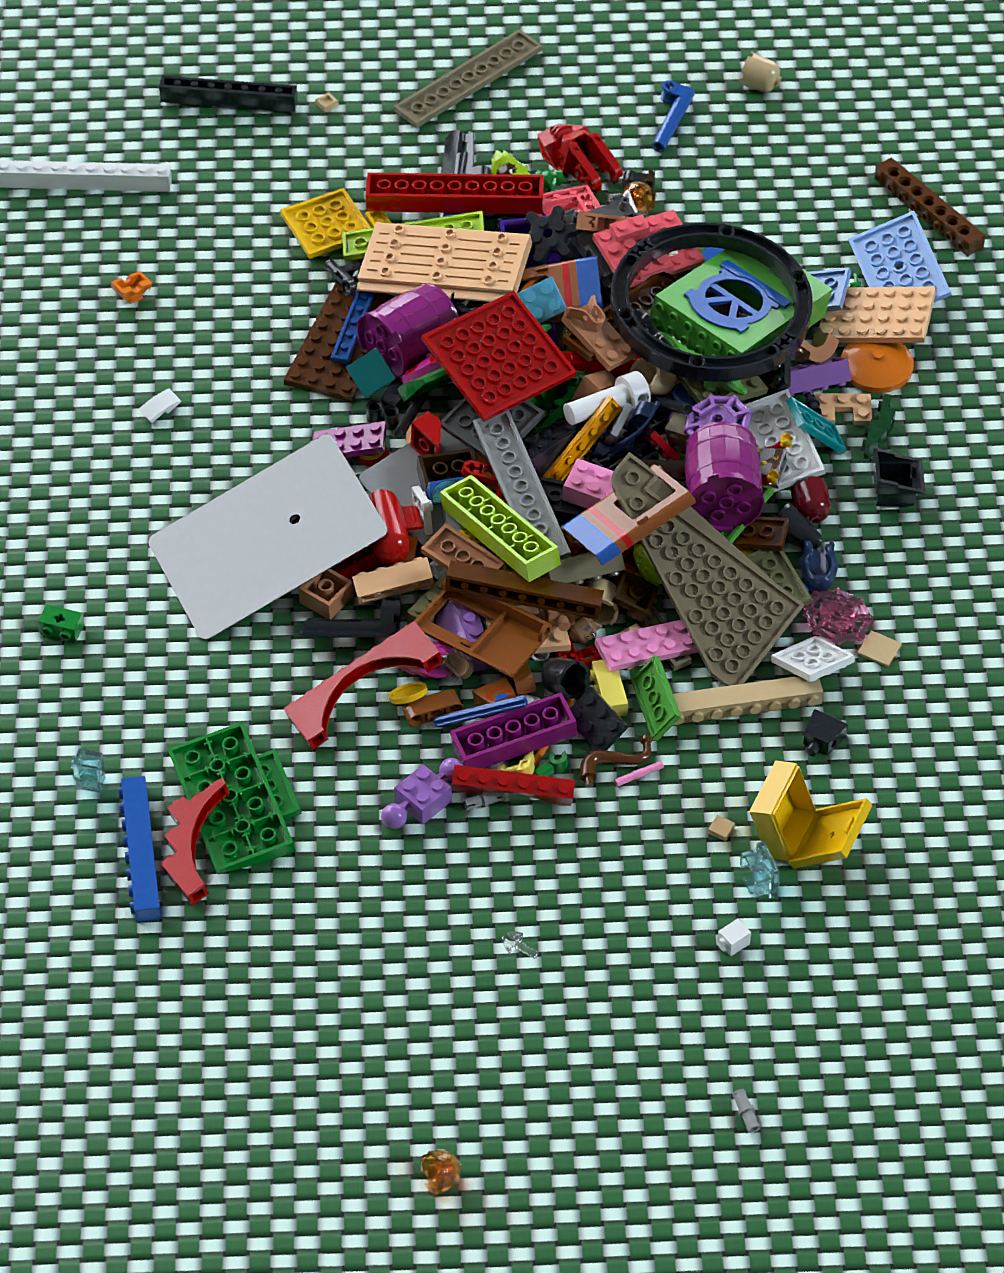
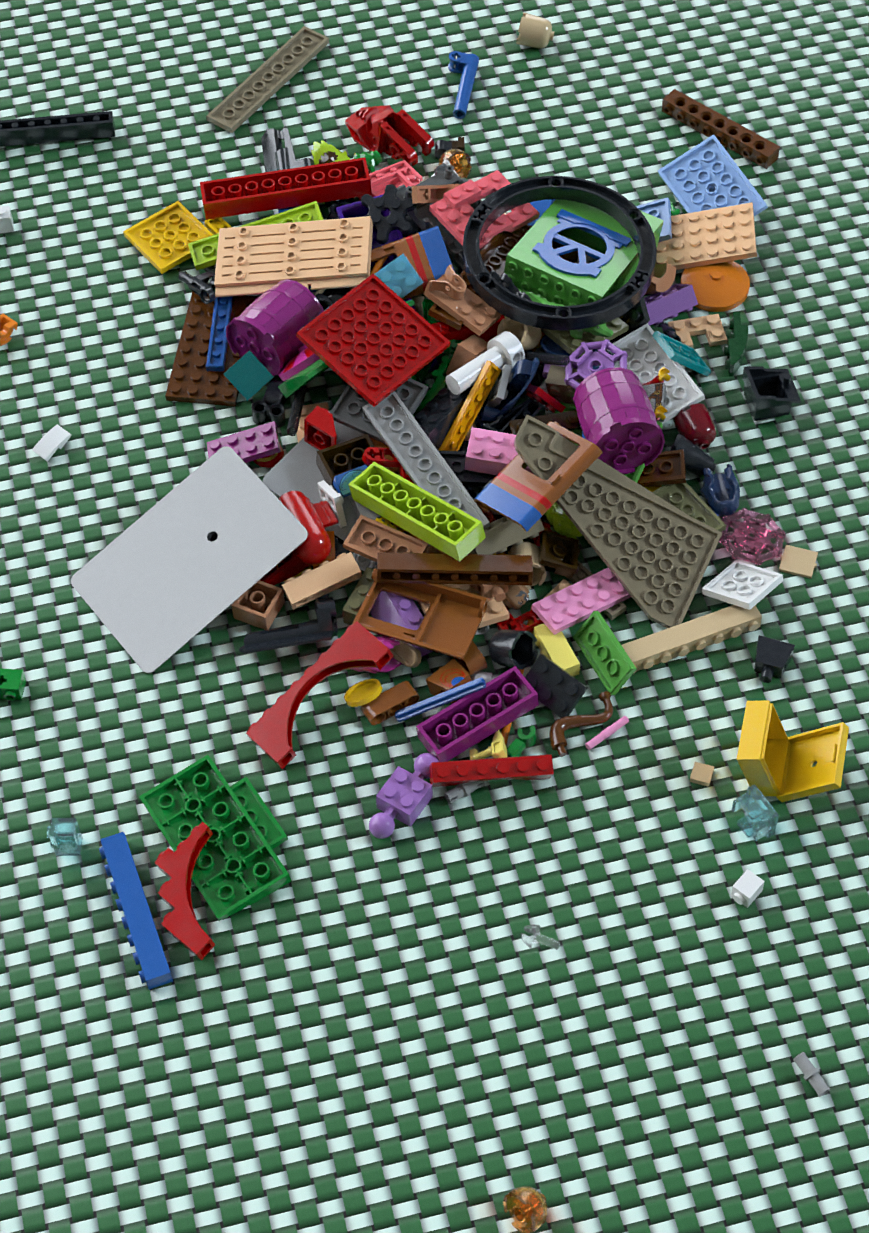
camera: 10 degrees left, 5 degrees up
(326, 102) = (142, 122): tan tile -> none

